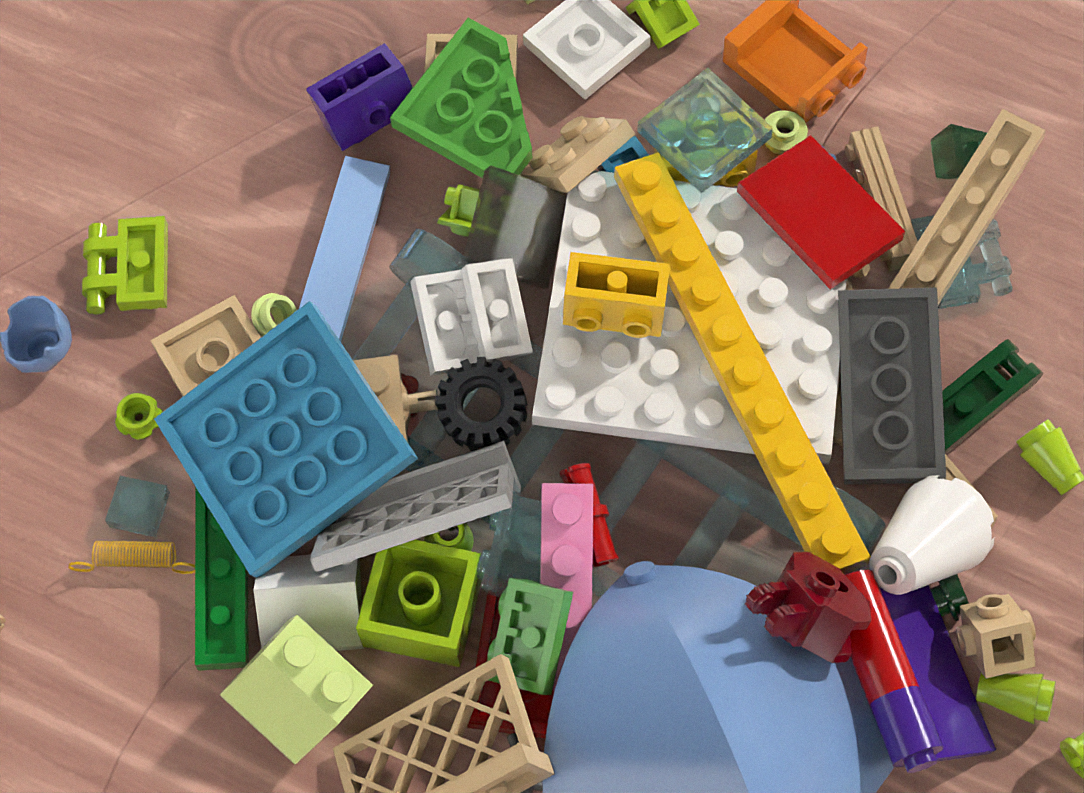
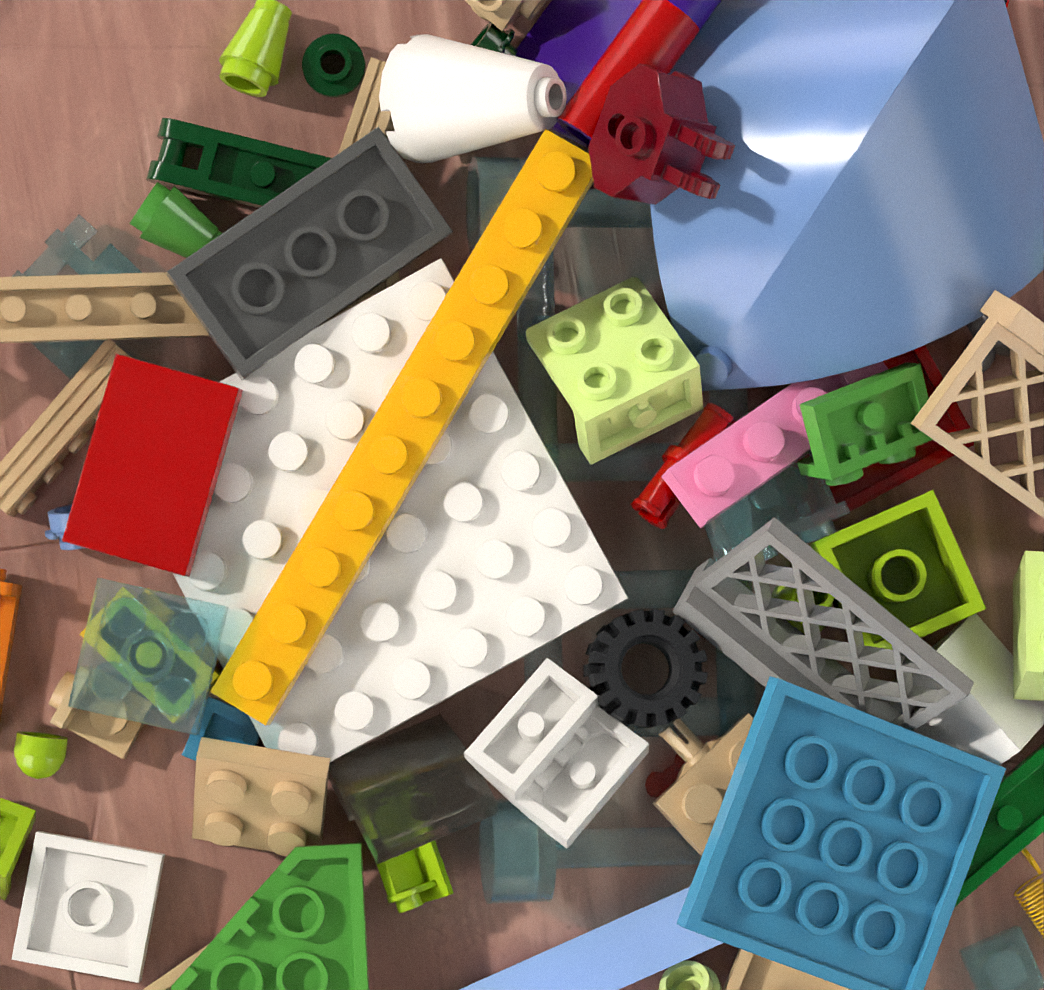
camera: 130 degrees left, 20 degrees up
(615, 295) = (440, 595): yellow brick -> none
(683, 511) = (618, 368): none -> yellowish green bracket
(693, 64) = (39, 753): none -> lime hinge
(785, 119) = (70, 602): yellowish green plate -> none
(969, 336) = (173, 222): none -> bright green cone
(1007, 509) = (337, 84): none -> dark green plate

